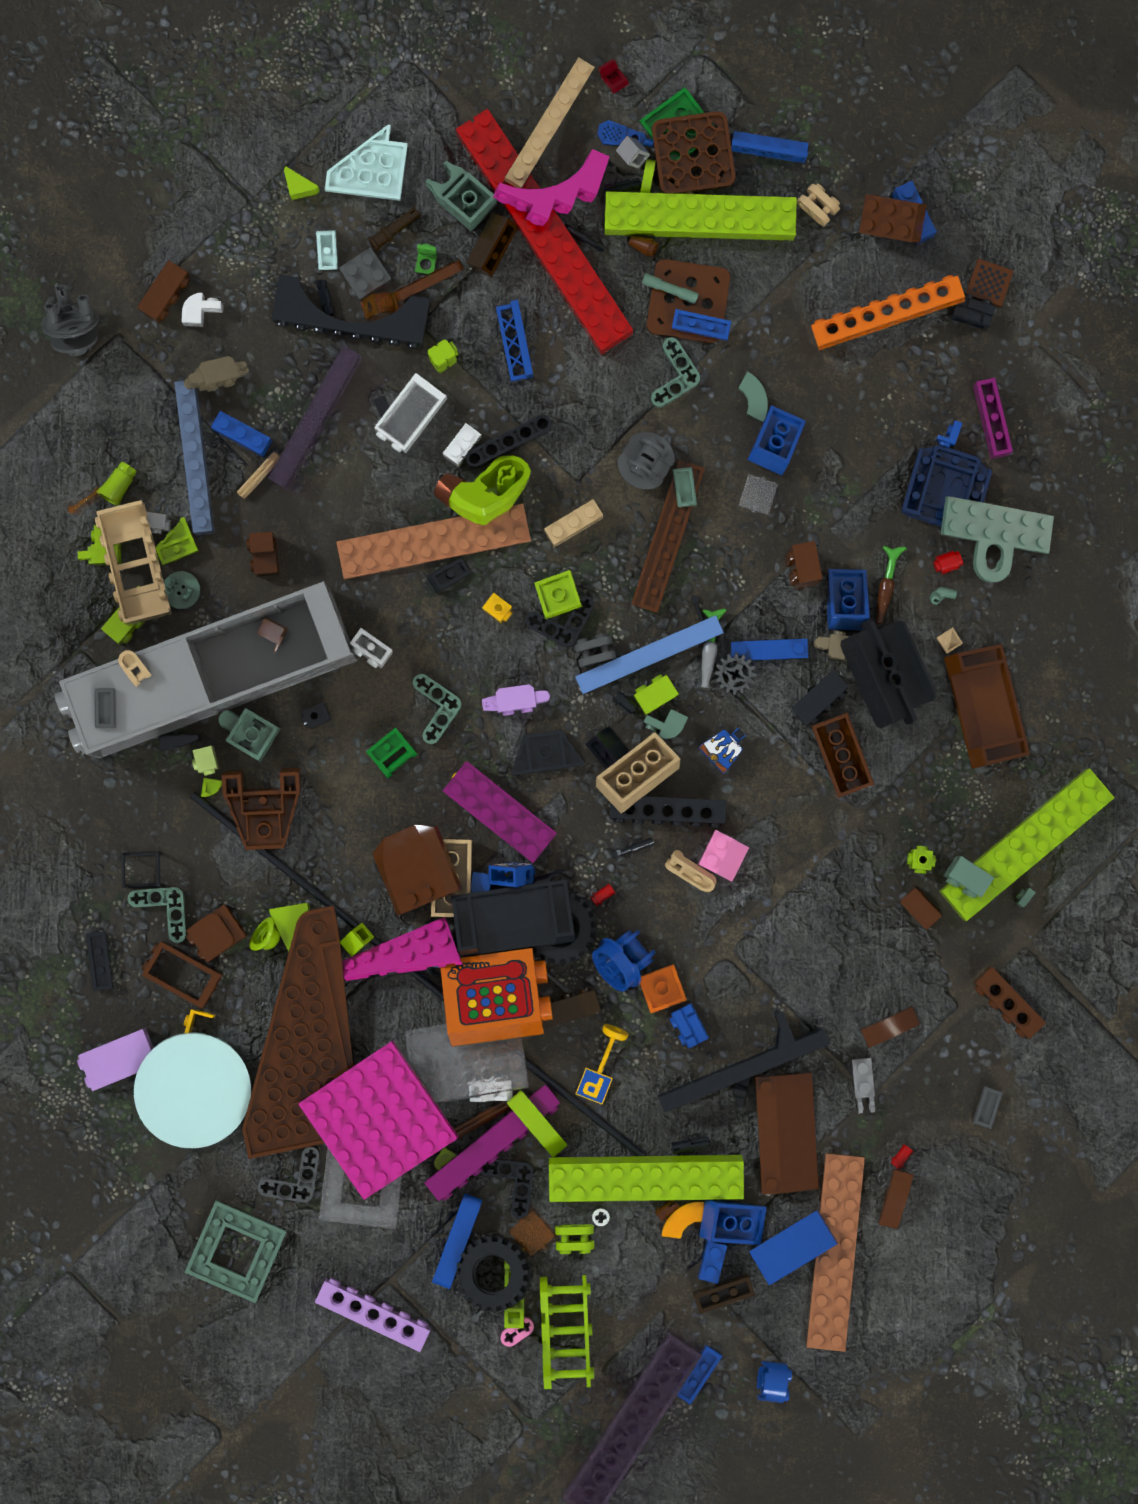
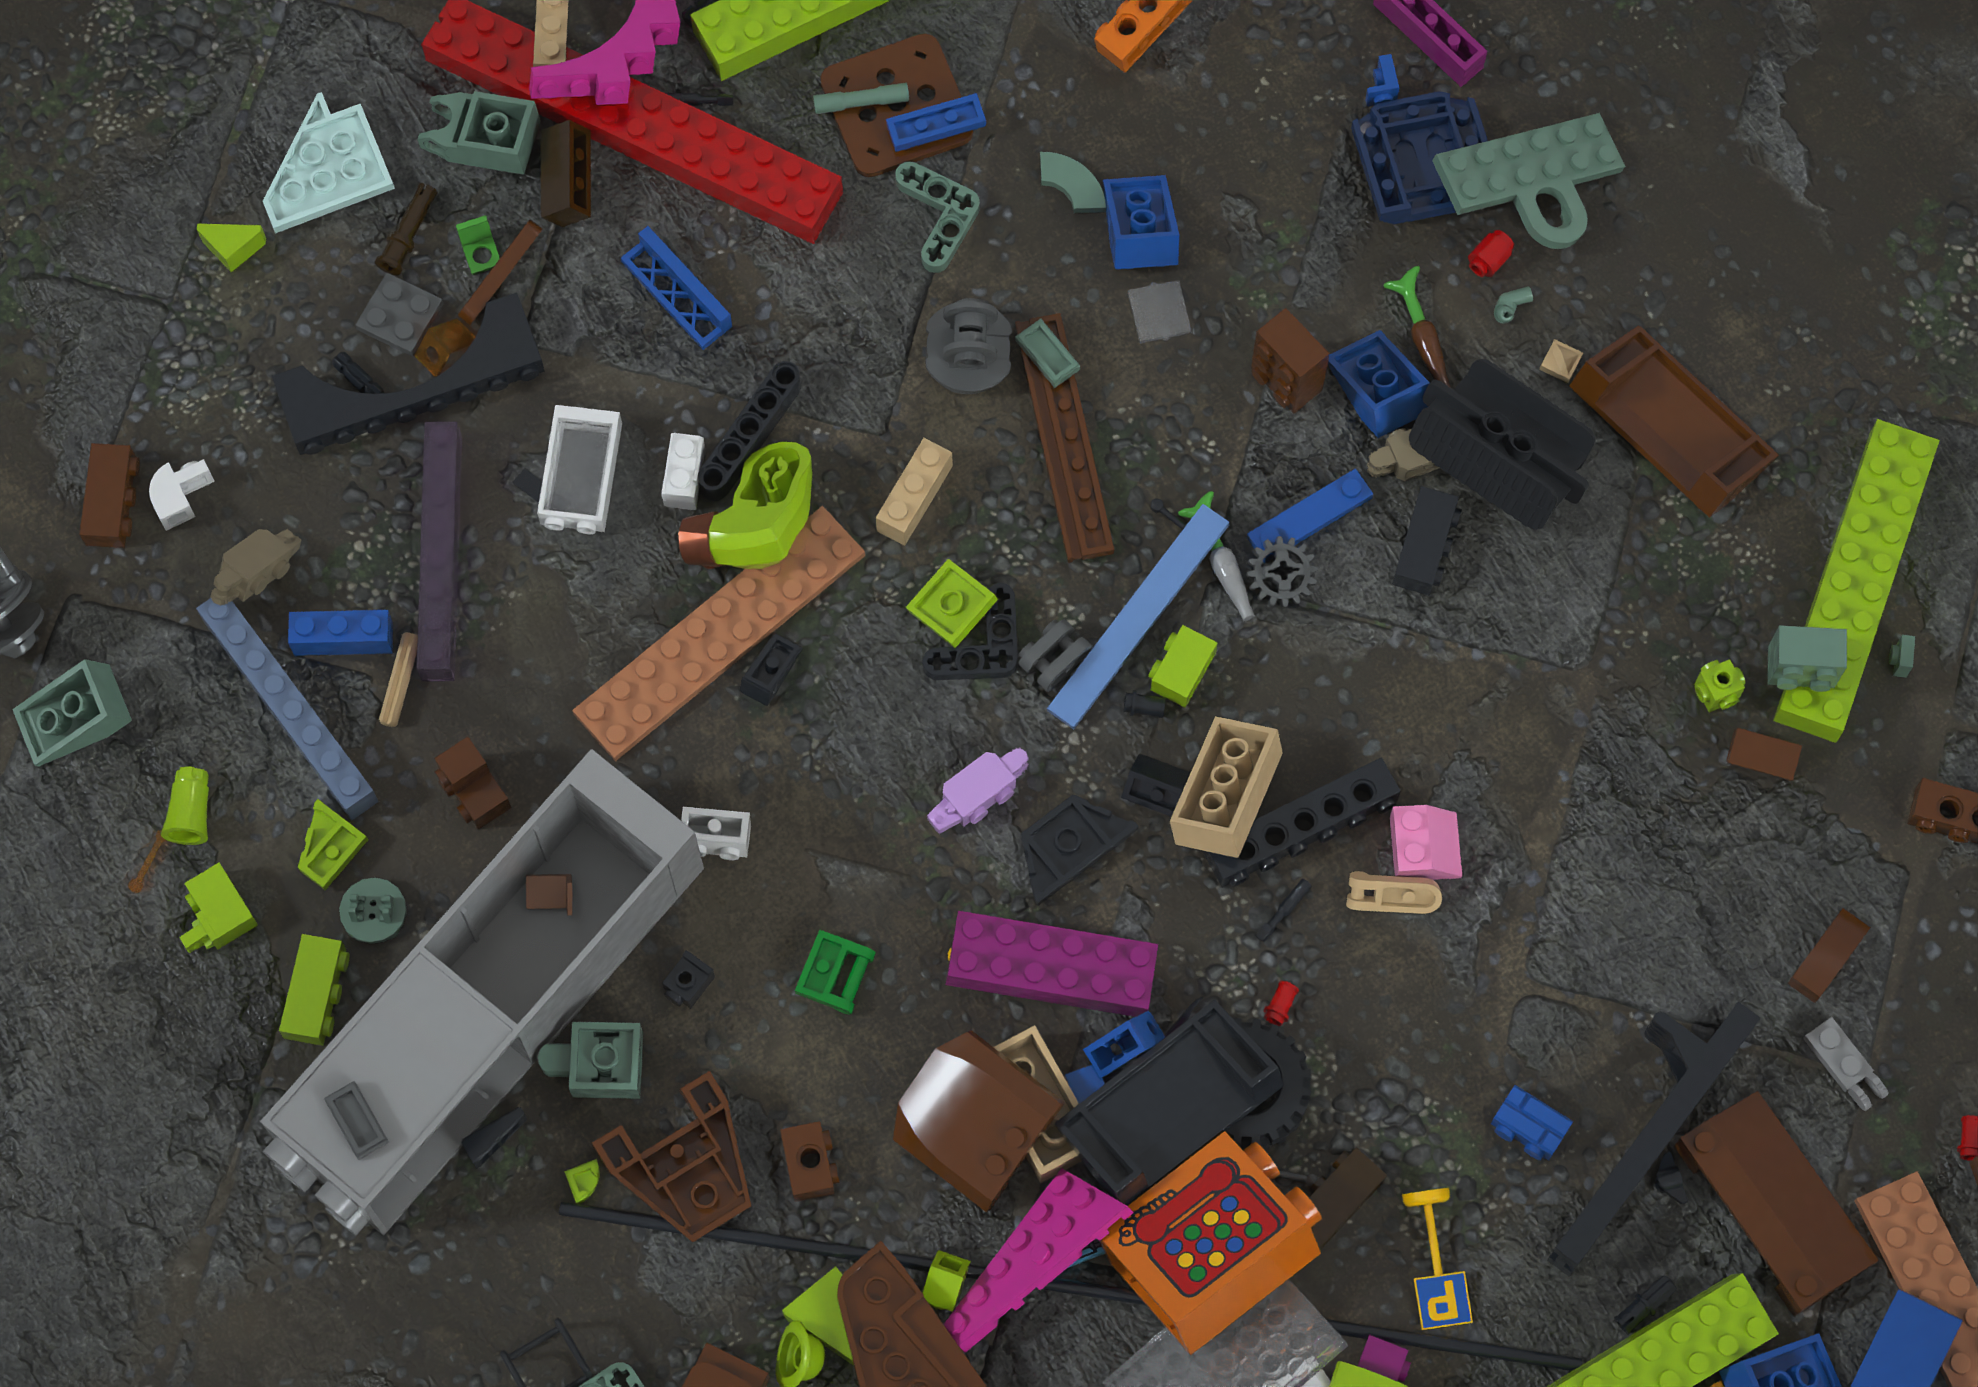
camera: 30 degrees left, 15 degrees down
(85, 400) = (72, 712): none -> sand green slope
(123, 525) = (236, 849): tan window -> none
(128, 662) = (357, 1026): tan plate -> none
(159, 522) = (278, 831): light grey brick -> none
(205, 760) = (552, 1142): yellowish green brick -> none
(321, 830) = (805, 1140): none -> reddish brown brick
(327, 250) = (323, 310): light aqua slope -> none
(443, 355) = (582, 360): lime brick -> none
(443, 710) = (877, 863): sand green beam -> none
(498, 608) = (873, 673): yellow brick -> none
(616, 966) = (1370, 1081): blue piece -> none
(644, 245) = (788, 62): reddish brown cone -> none
(662, 988) = (1456, 1092): orange plate -> none
(670, 728) = (1233, 699): sand green brick -> none
(723, 748) = (1329, 690): torso -> none
(842, 755) = (1513, 598): reddish brown brick -> none

